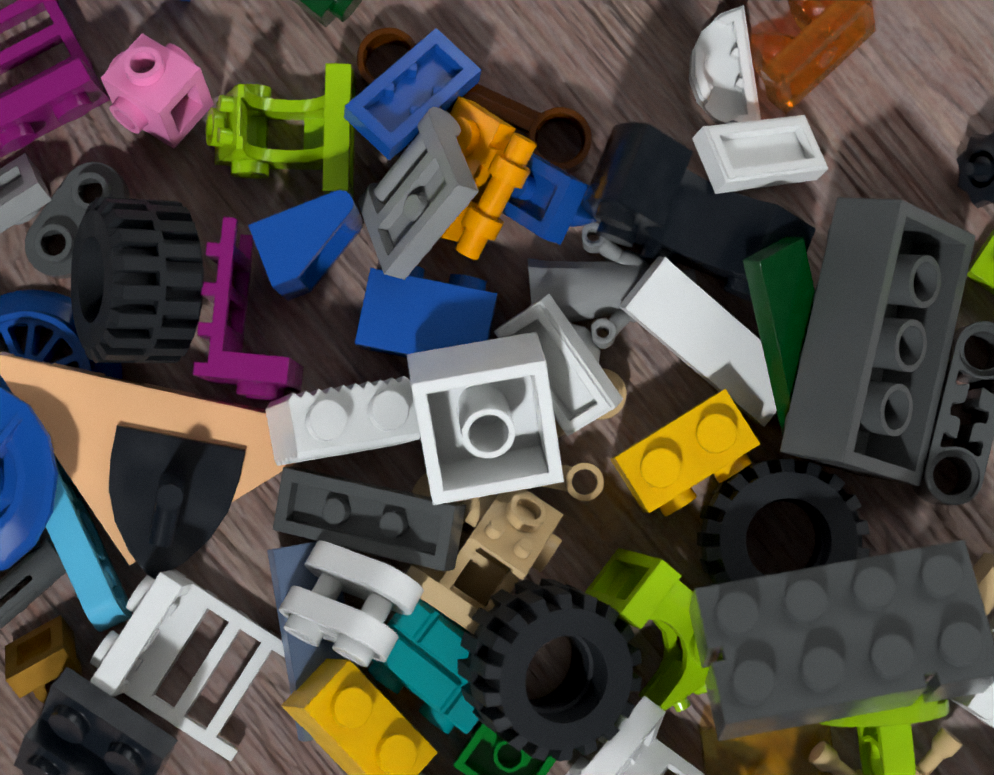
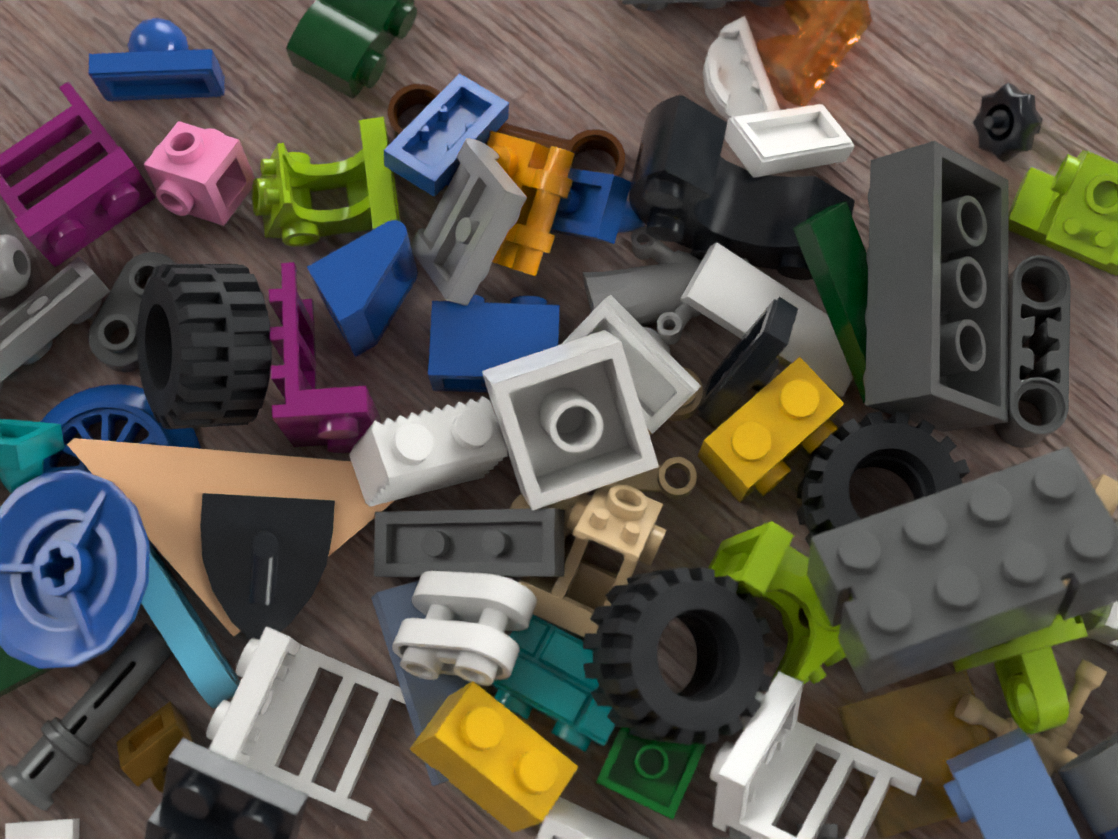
camera: 10 degrees left, 10 degrees down
(674, 384) = (749, 362): none -> black plate

